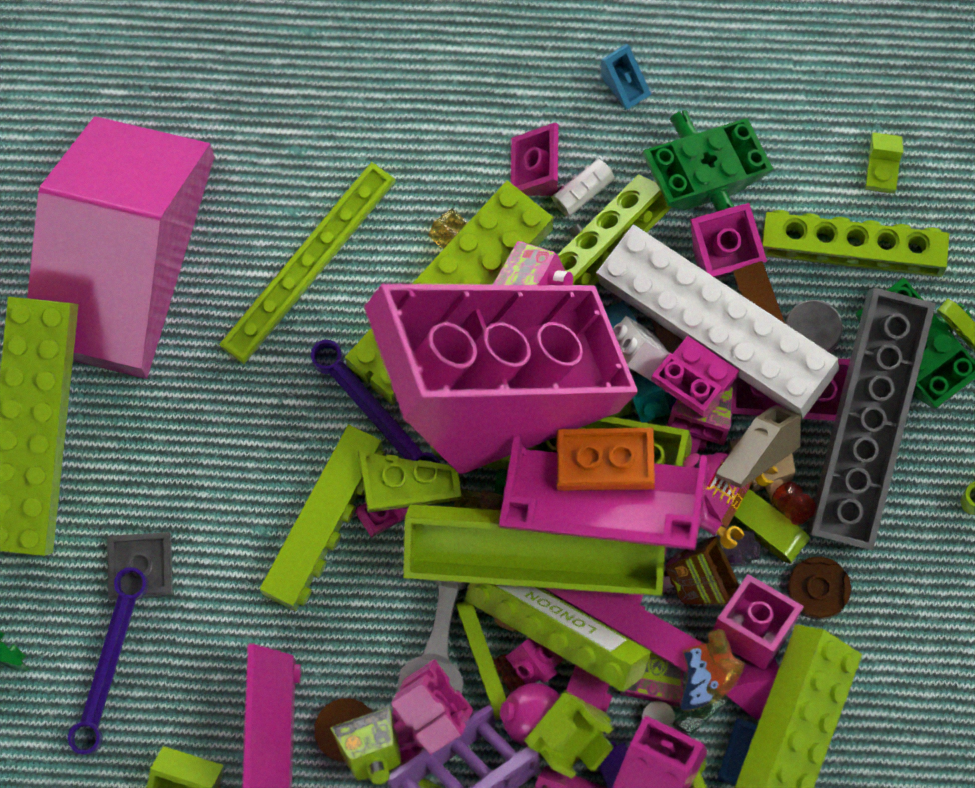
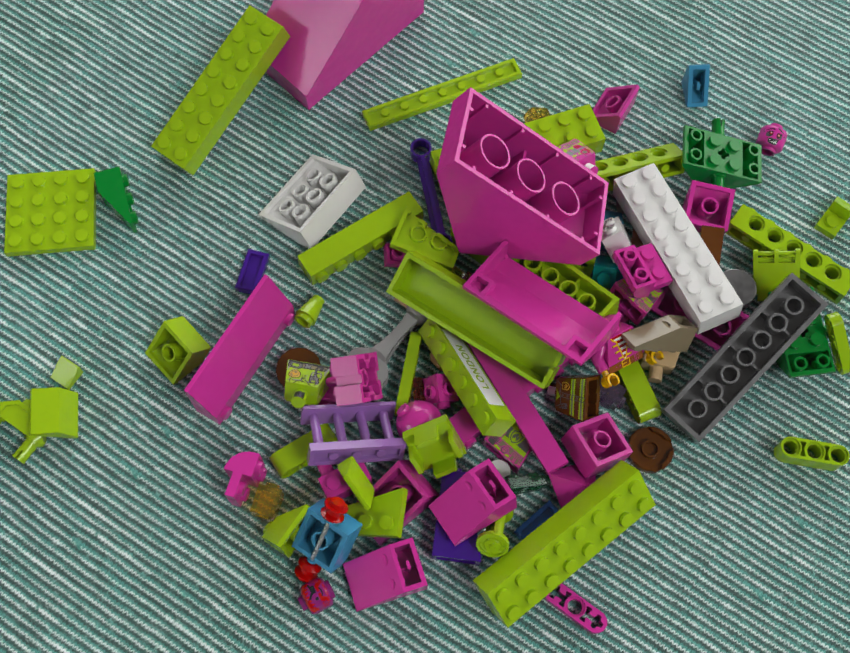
camera: 25 degrees right, 5 degrees down
(108, 661) = (182, 250): dark purple piece -> none
(146, 552) = (237, 209): flat silver tile -> none
(211, 638) = (252, 271): none -> dark purple tile
(230, 501) = (313, 200): none -> white slope
(315, 649) = (309, 312): none -> lime cone
(583, 187) = (634, 135): white axle -> none
(605, 459) = (555, 286): orange tile -> none
(710, 672) = (547, 457): clear yellow arm -> none
(754, 100) = (772, 139): none -> dark pink head
(792, 501) = (663, 385): clear red wheel -> none
(849, 281) = (771, 271): none -> lime plate

